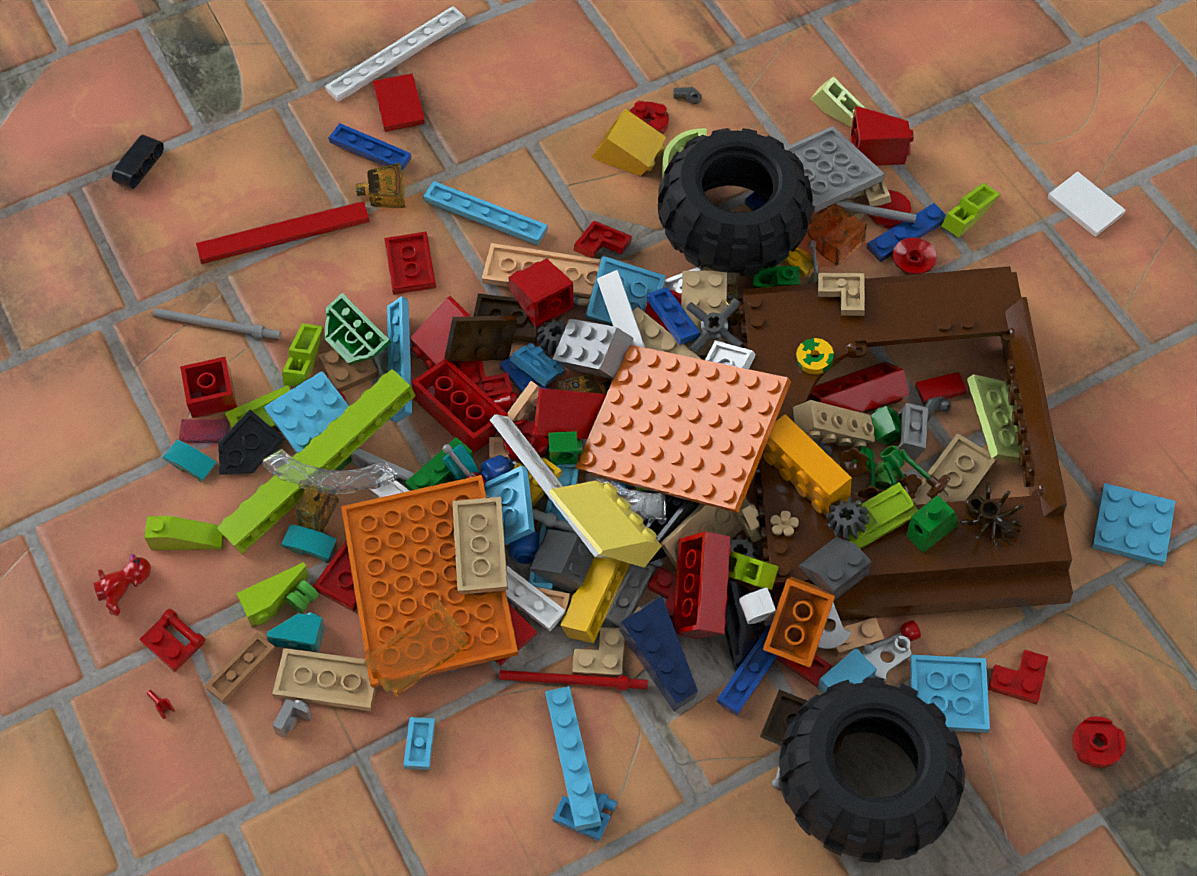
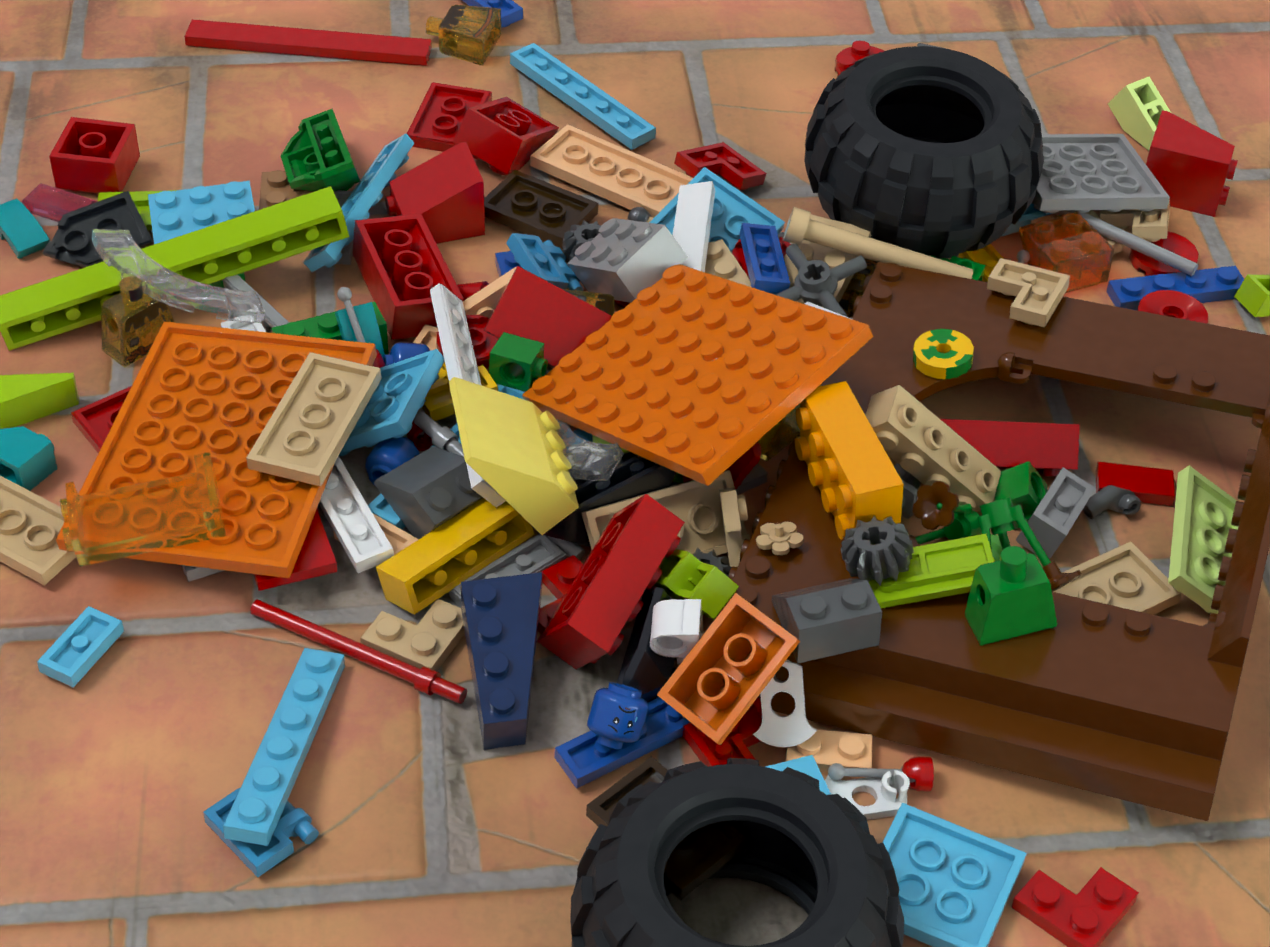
camera: 20 degrees right, 15 degrees down
(256, 331) = (201, 125): light grey bar -> none
(301, 596) = (47, 416): bright green wheel -> none
(302, 355) = (242, 161): lime slope -> none
(308, 541) = (103, 361): teal slope -> none
(457, 266) = (503, 134): none -> red slope
(480, 338) = (478, 202): dark brown plate -> none
(491, 385) = (456, 253): red plate -> none
(542, 291) = (598, 185): red slope -> none
(630, 144) = (808, 69): yellow slope -> none
(690, 290) = (802, 227): none -> tan piece
(746, 668) = (617, 715): none -> blue head
(988, 513) = (1109, 614): dark brown animal -> none

